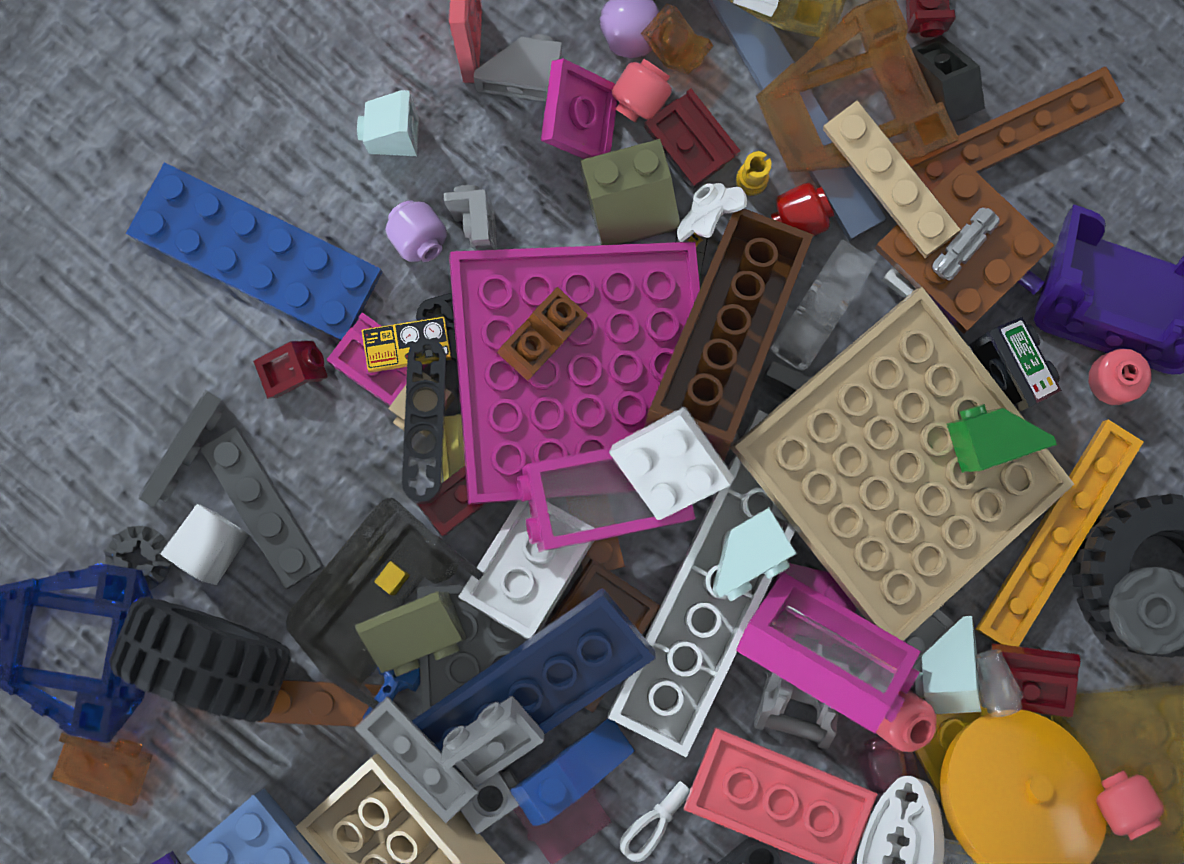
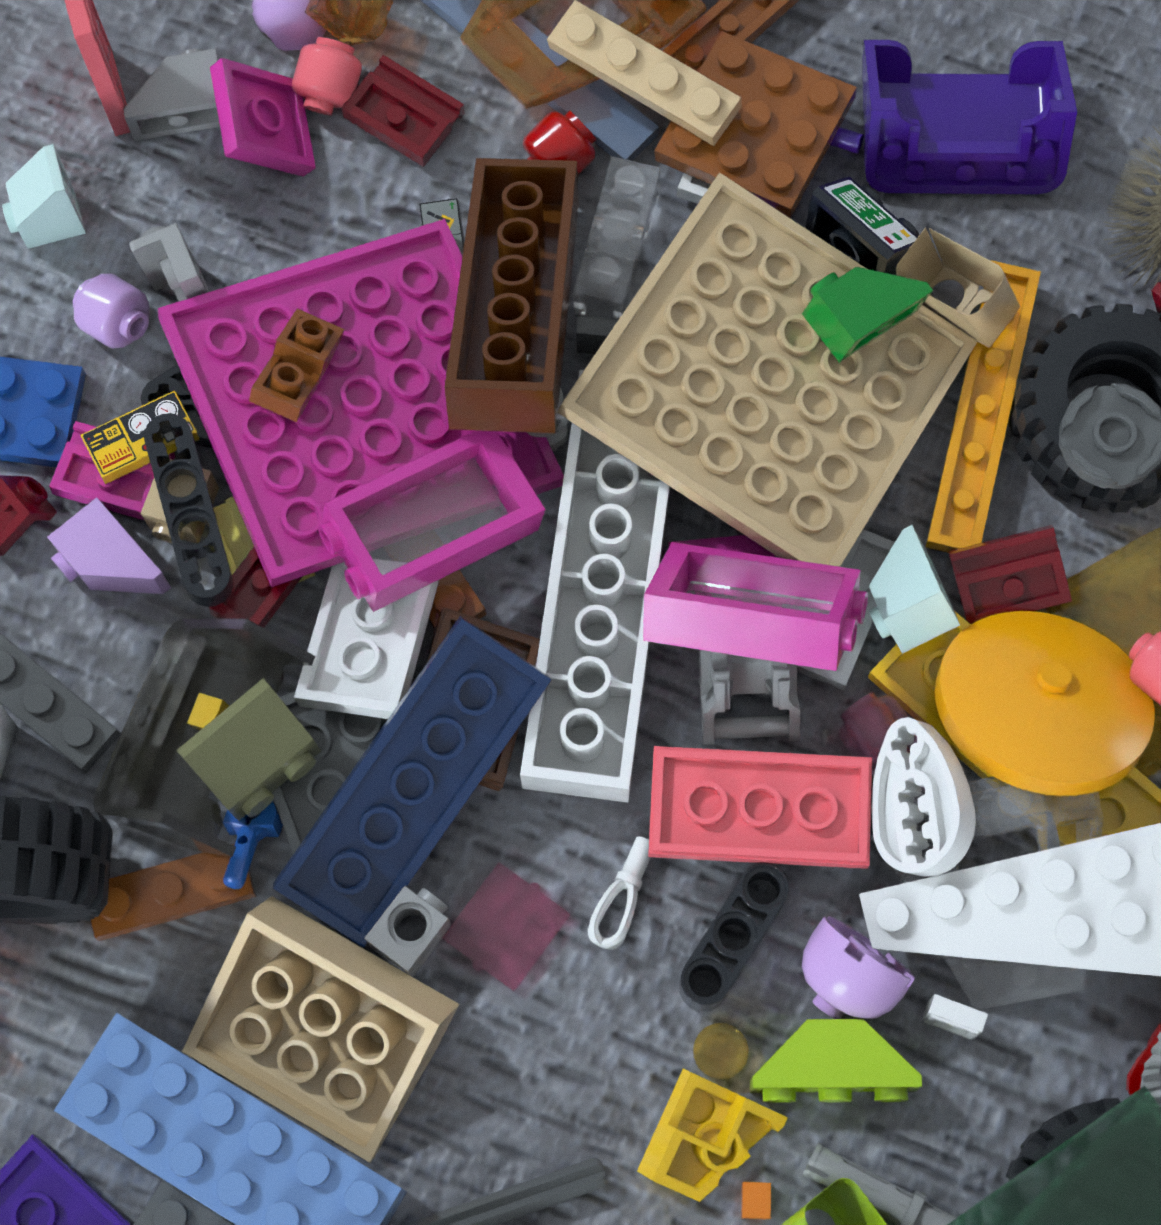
camera: 15 degrees left, 10 degrees down
(351, 425) = (104, 554): none -> lavender slope
(415, 759) = (303, 898): light grey plate -> none
(492, 741) = (388, 847): light grey bracket -> none
(572, 772) = (496, 862): blue slope -> none
(630, 193) = (351, 187): olive slope -> none
(671, 464) = (492, 444): white plate -> none
(708, 206) = (448, 173): white plate -> none
(749, 551) = (623, 521): light aqua slope -> none
(754, 174) = (488, 126): yellow pin -> none
(912, 726) = (877, 664): coral head -> none
(966, 243) = (753, 112): light grey axle -> none
(997, 685) = (968, 588): clear cone -> none
(1057, 409) = (971, 271): none -> tan piece
(1119, 377) = (986, 209): coral head -> none

